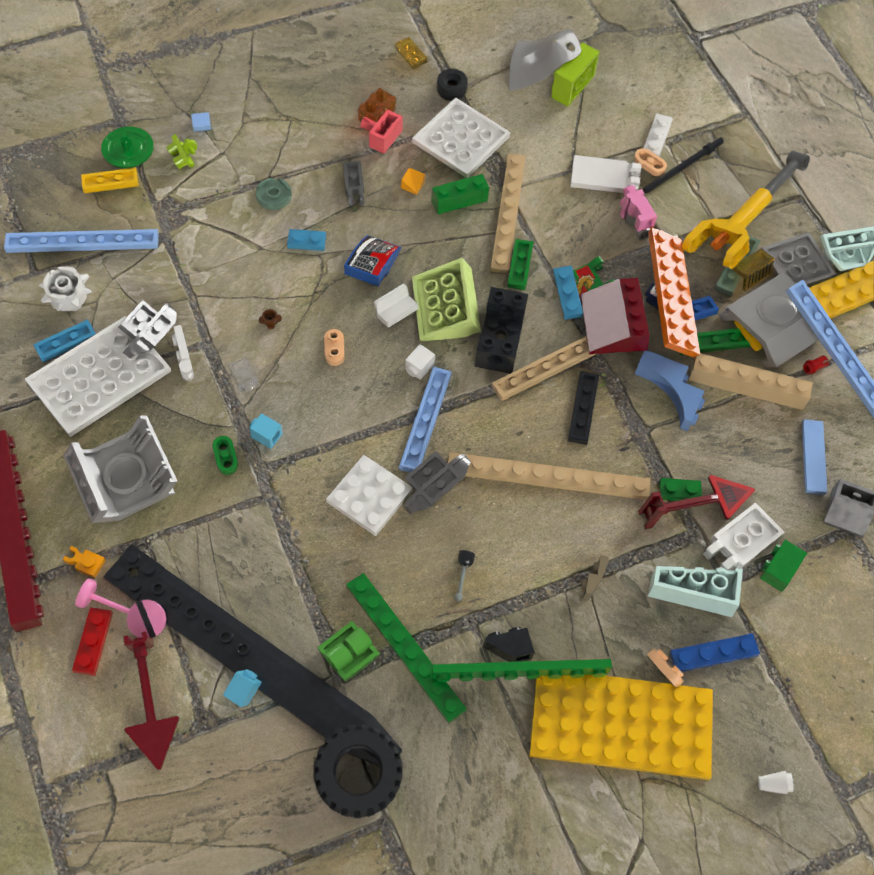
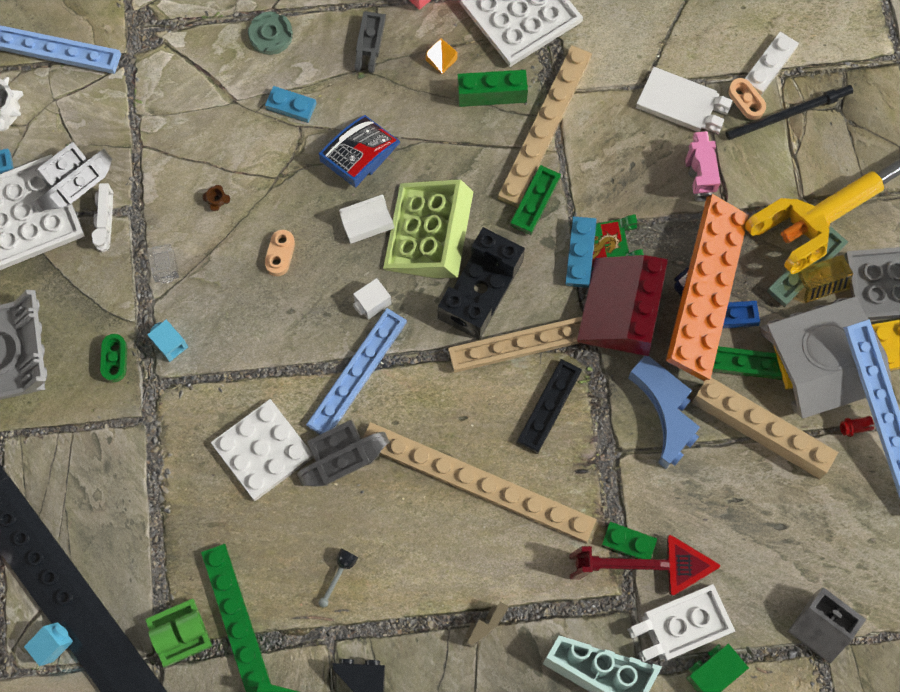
camera: 20 degrees right, 10 degrees up
(814, 457) = (809, 545): light blue tile -> none

